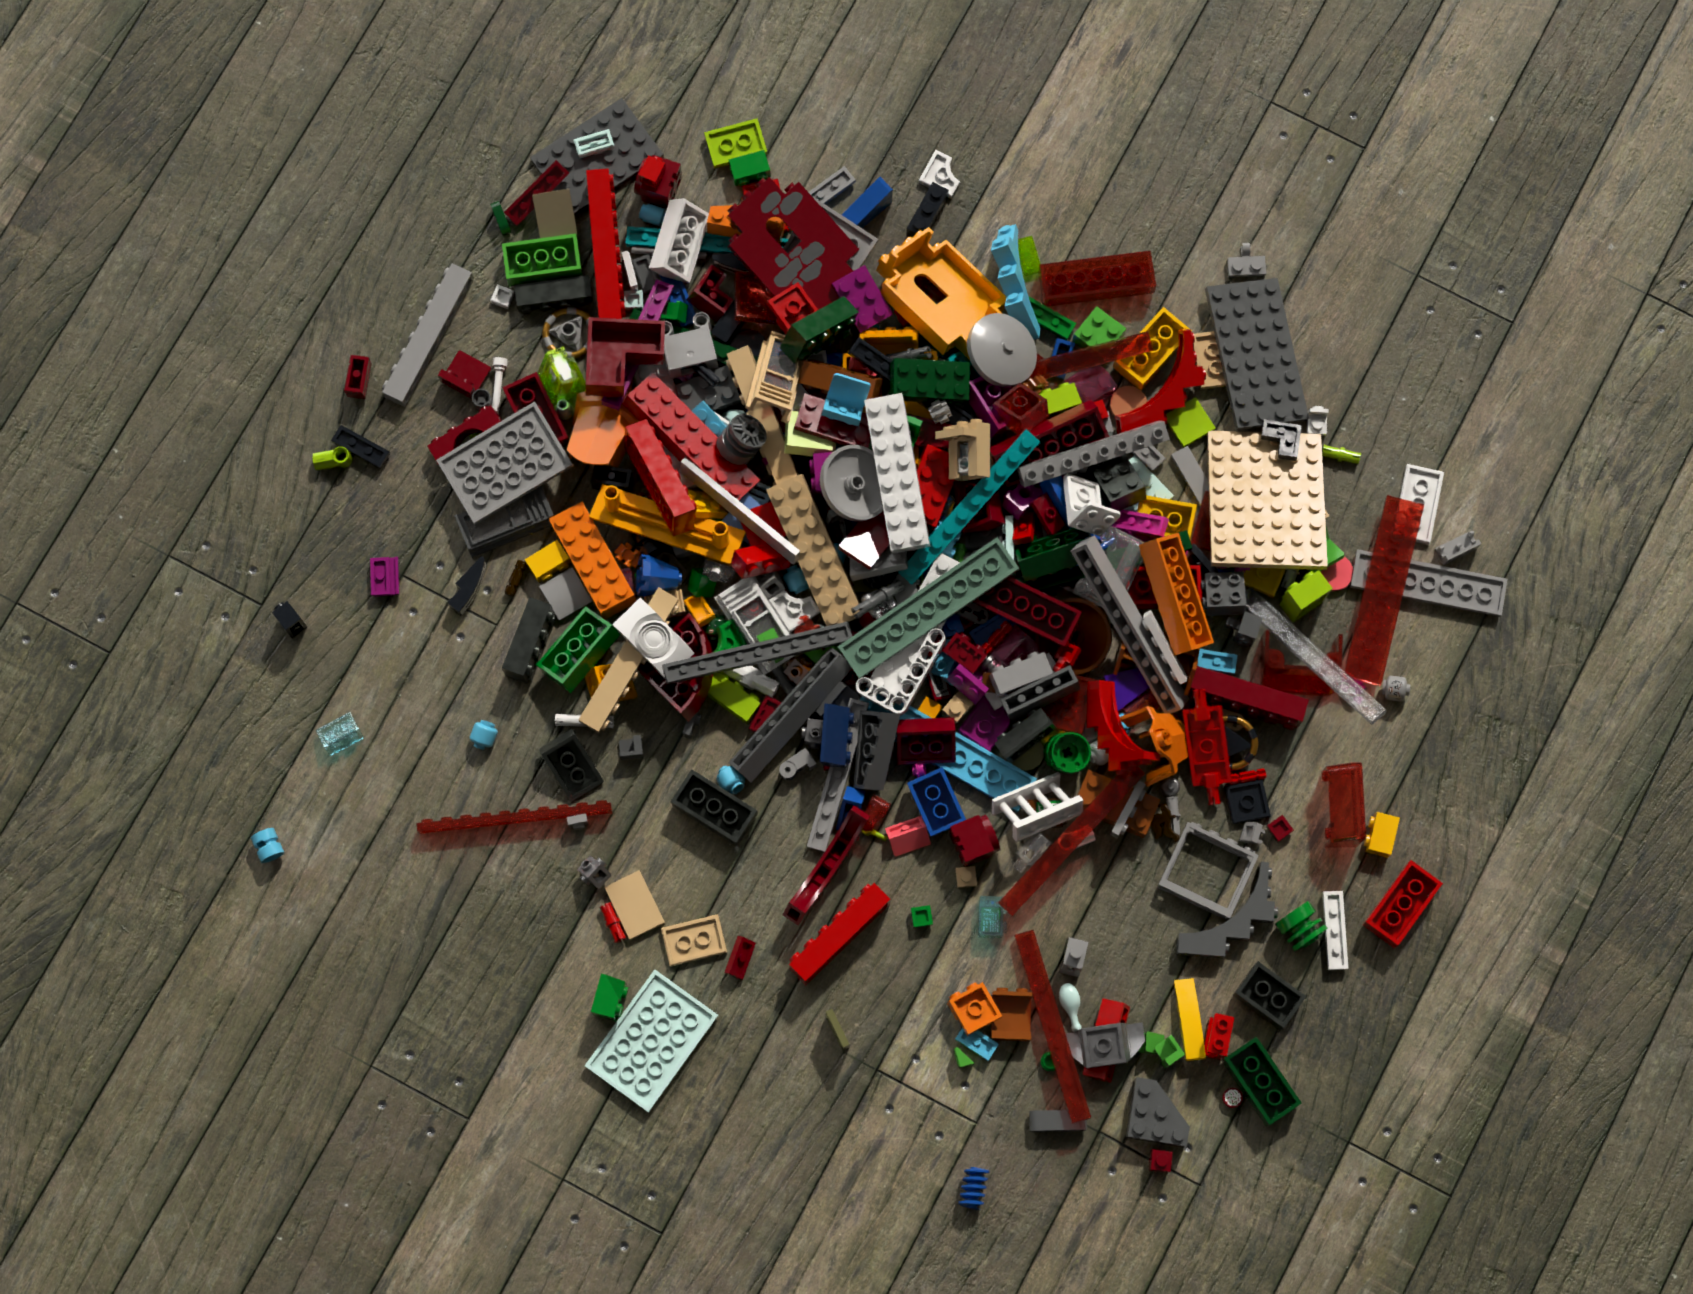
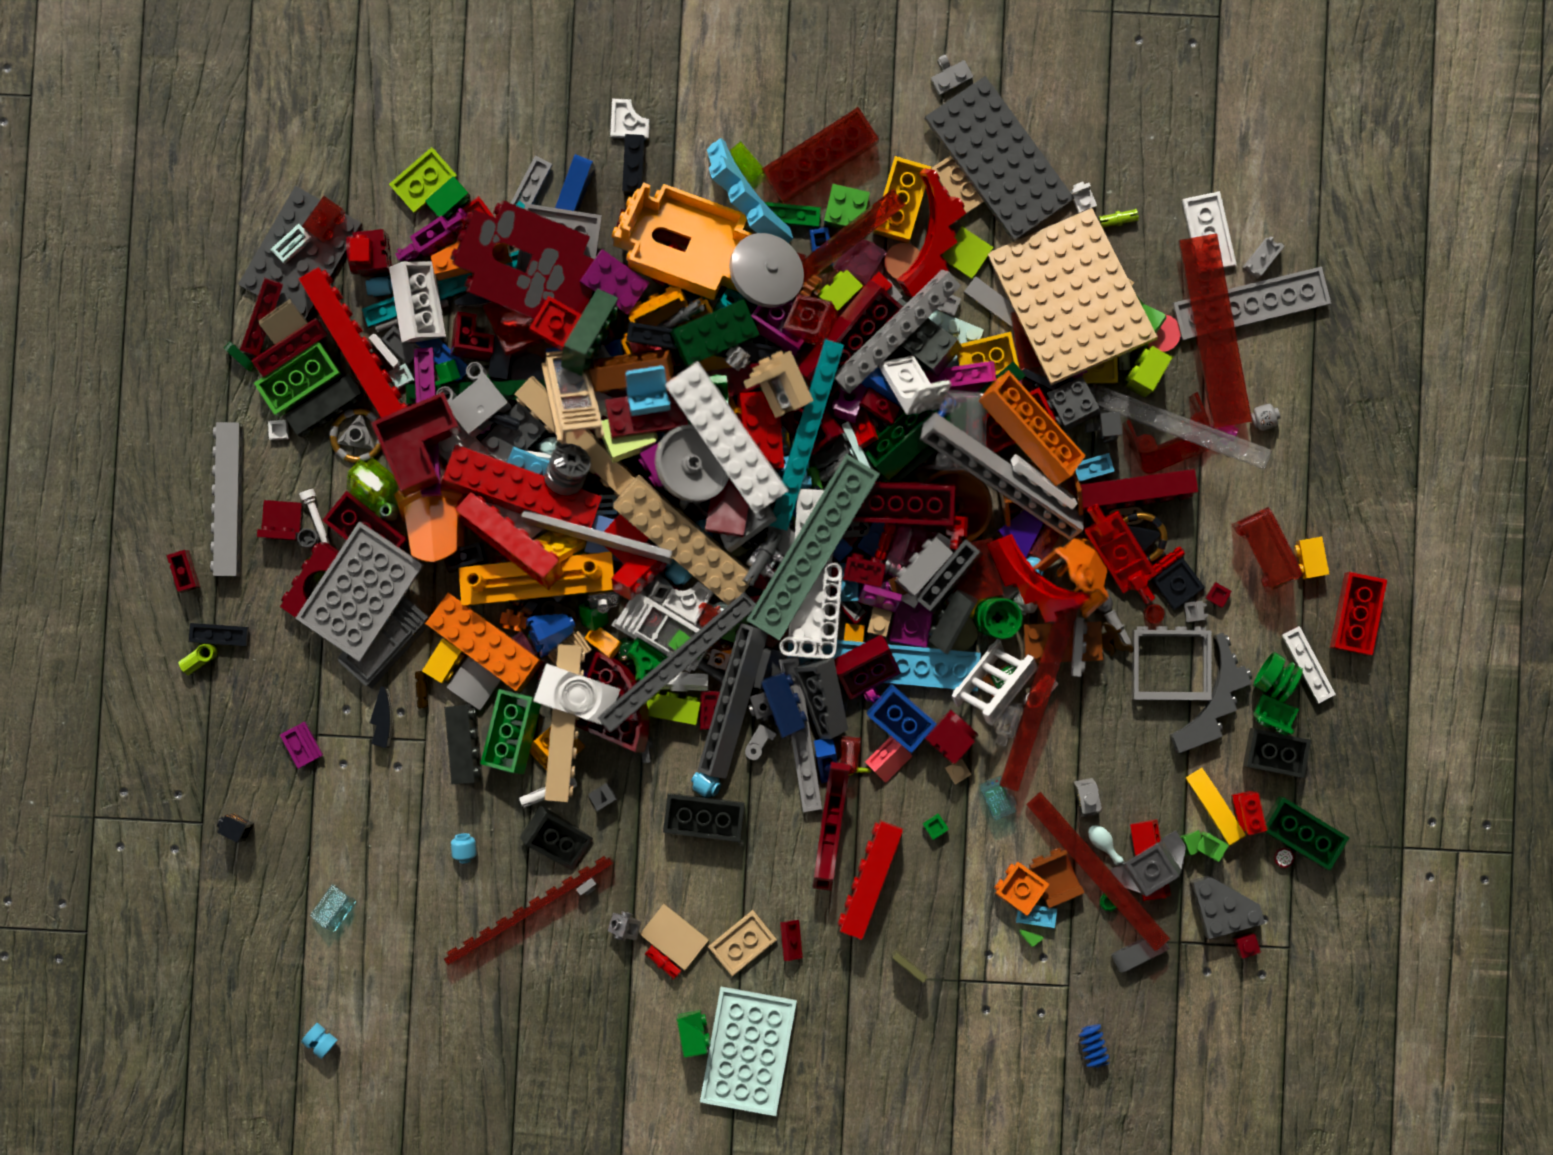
camera: 20 degrees left, 10 degrees up
(548, 227) = (289, 347): none -> dark red plate
(632, 135) = (324, 219): none -> clear red brick
(719, 192) = (432, 237): none -> magenta bracket
(1214, 814) = (1156, 615): none -> clear red wheel
(1284, 959) = (1272, 712): none -> green bracket
(1286, 434) = (1062, 225): plate -> none

